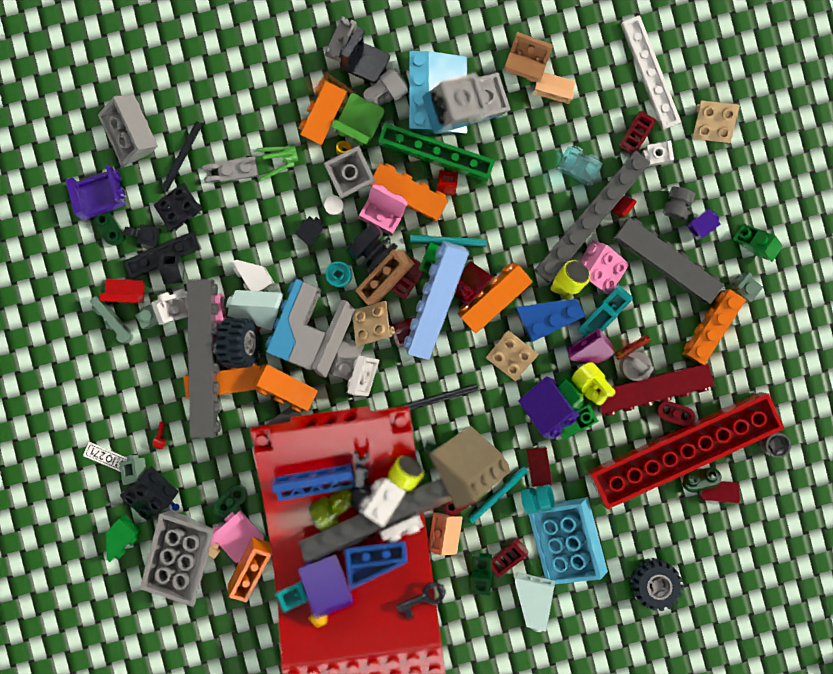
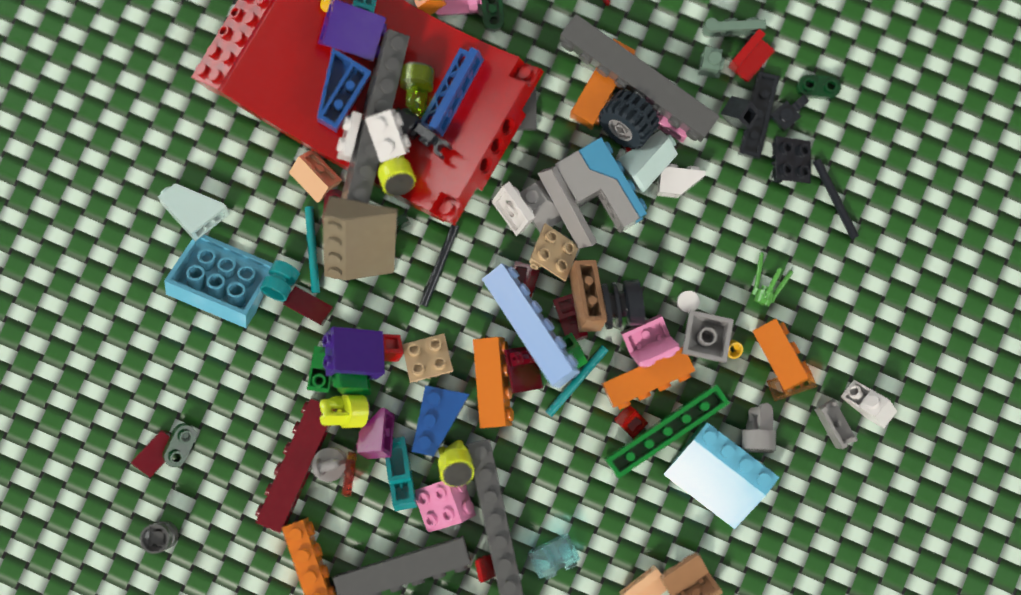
camera: 130 degrees right, 5 degrees down
(96, 194) = (858, 97): dark purple panel -> none
(127, 129) = (896, 169): light grey slope -> none
(171, 307) = (706, 84): white bracket -> none
(232, 170) = (789, 235): light grey hinge -> none
(284, 388) = (555, 130): orange brick -> none
(309, 27) = (869, 403): none -> white slope
(311, 230) = (680, 262): black brick -> none
(338, 274) = (621, 257): teal wheel -> none
(359, 120) = (749, 382): bright green bracket -> none
(362, 59) = (804, 429): black bracket -> none
(424, 597) = (278, 88): black piece -> none
(465, 101) = (693, 492): light grey piece -> none
(481, 573) = (253, 180): dark green slope -> none
(522, 550) = (249, 229): dark red slope -> none
(523, 385) = (392, 347): none -> red slope
(656, 584) = (119, 329): black wheel -> none
(674, 413) = (258, 467): dark red plate -> none
(685, 449) = (217, 452): red brick -> none

